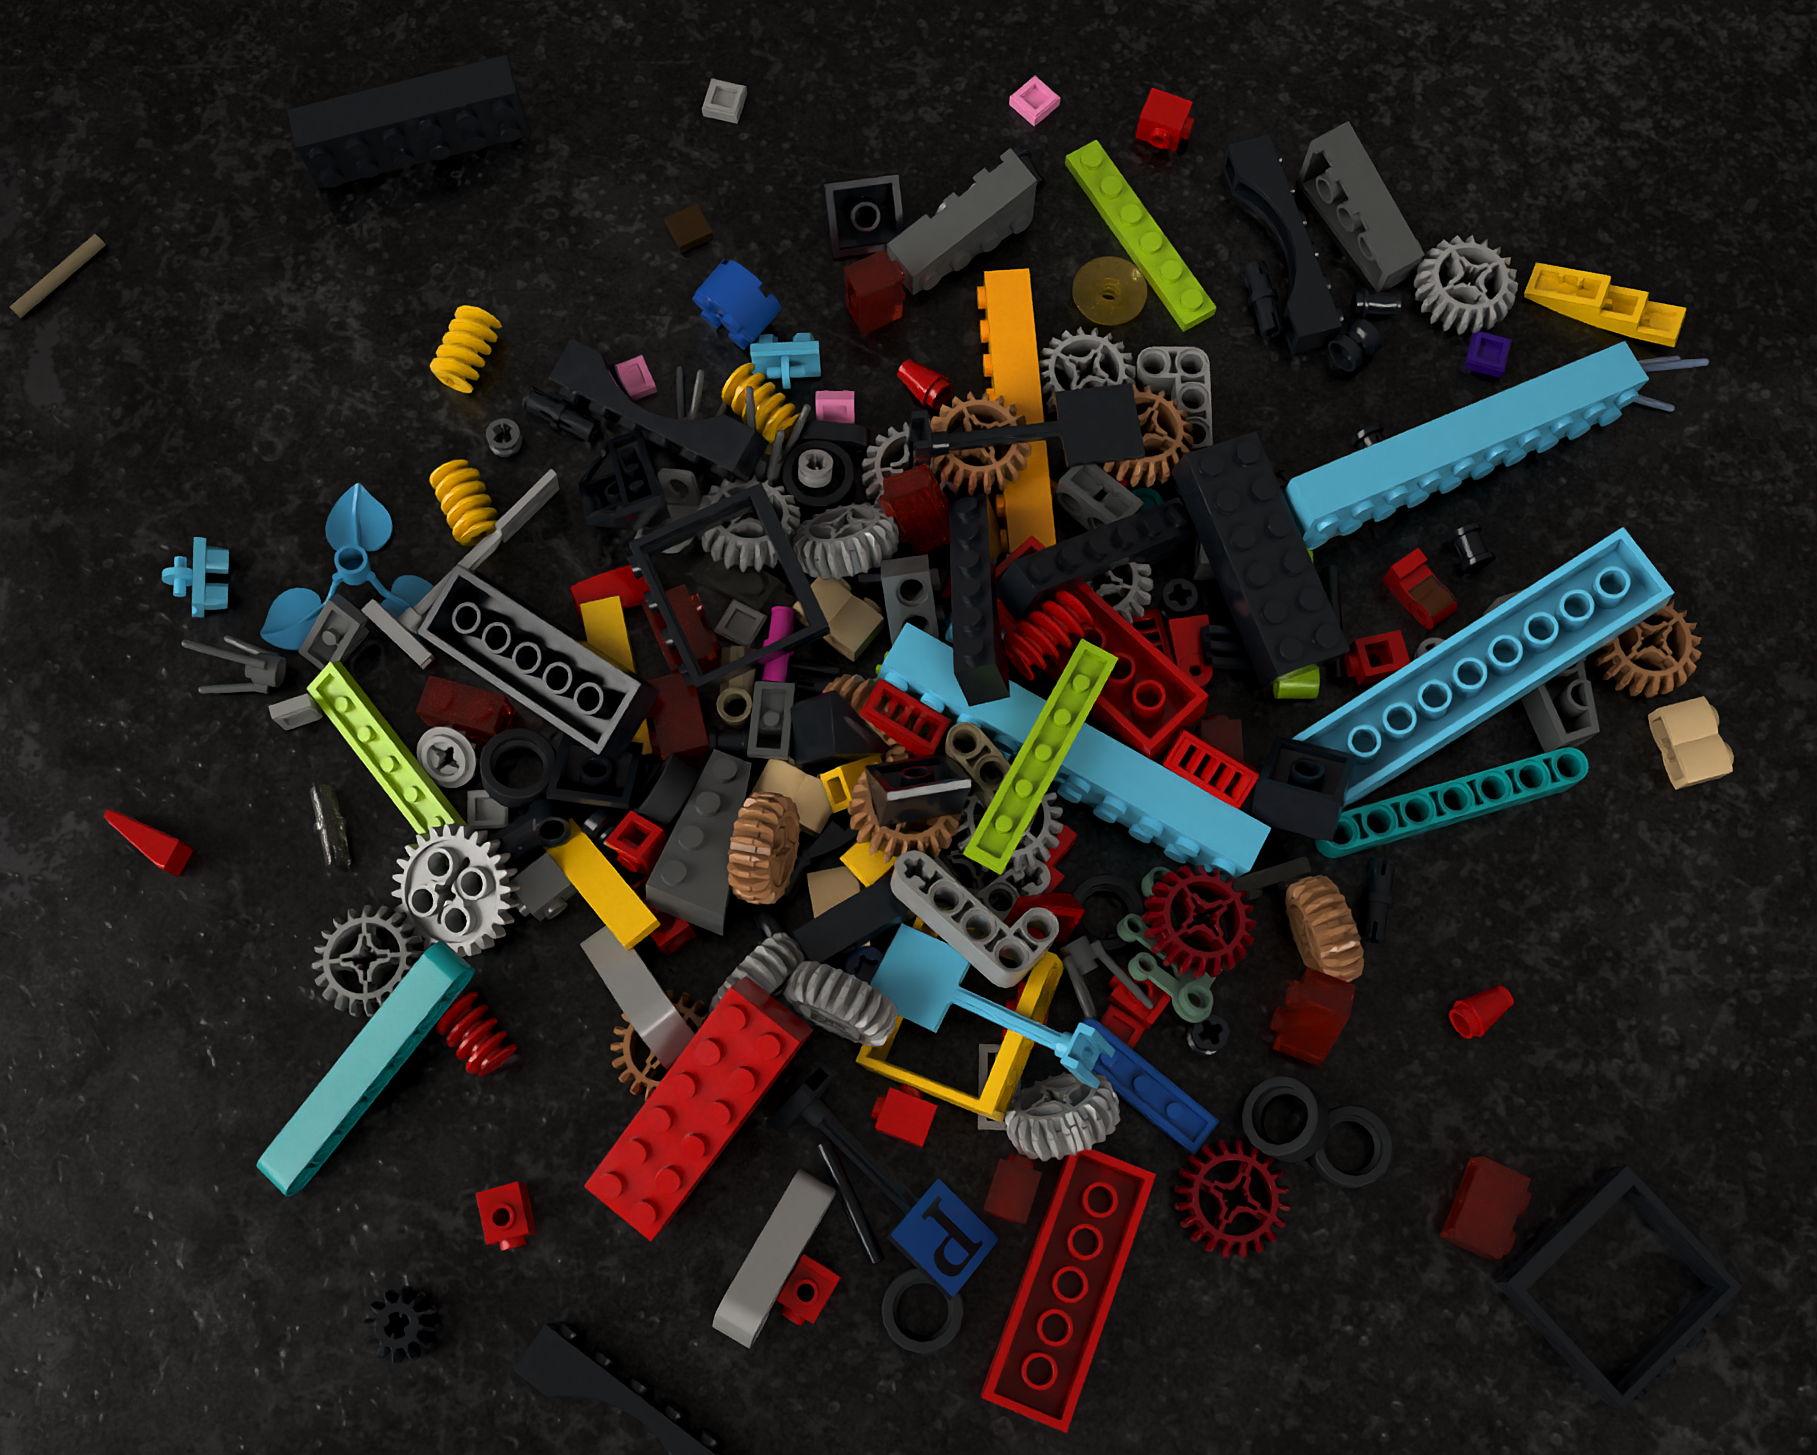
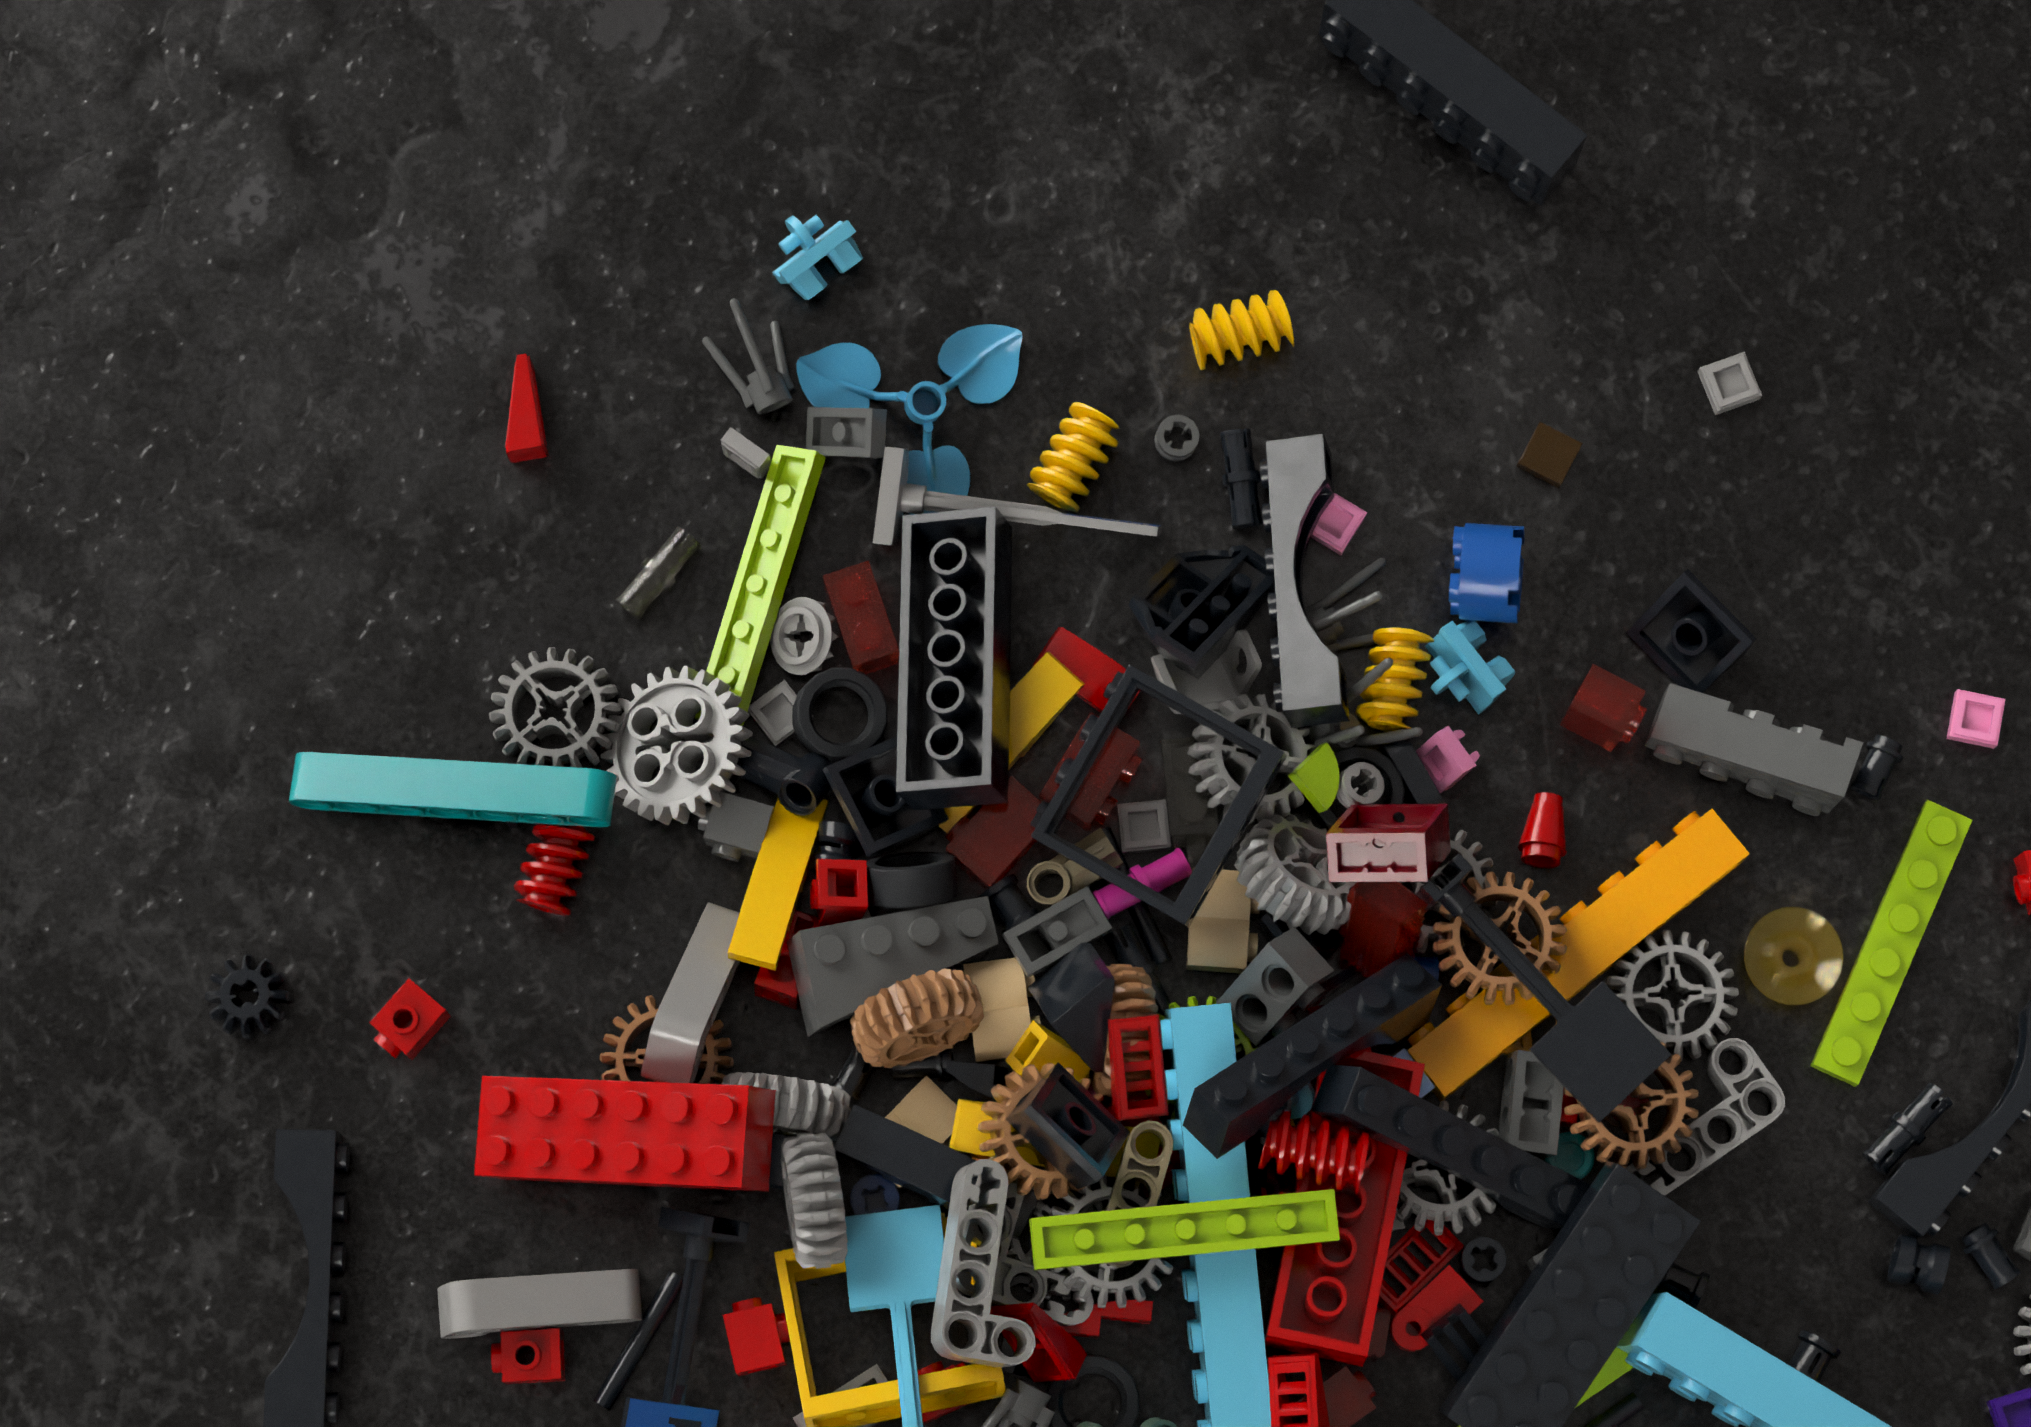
camera: 55 degrees right, 5 degrees up
(791, 487) = (1318, 777): none -> lime tile
(878, 456) = (1375, 847): none -> dark red window

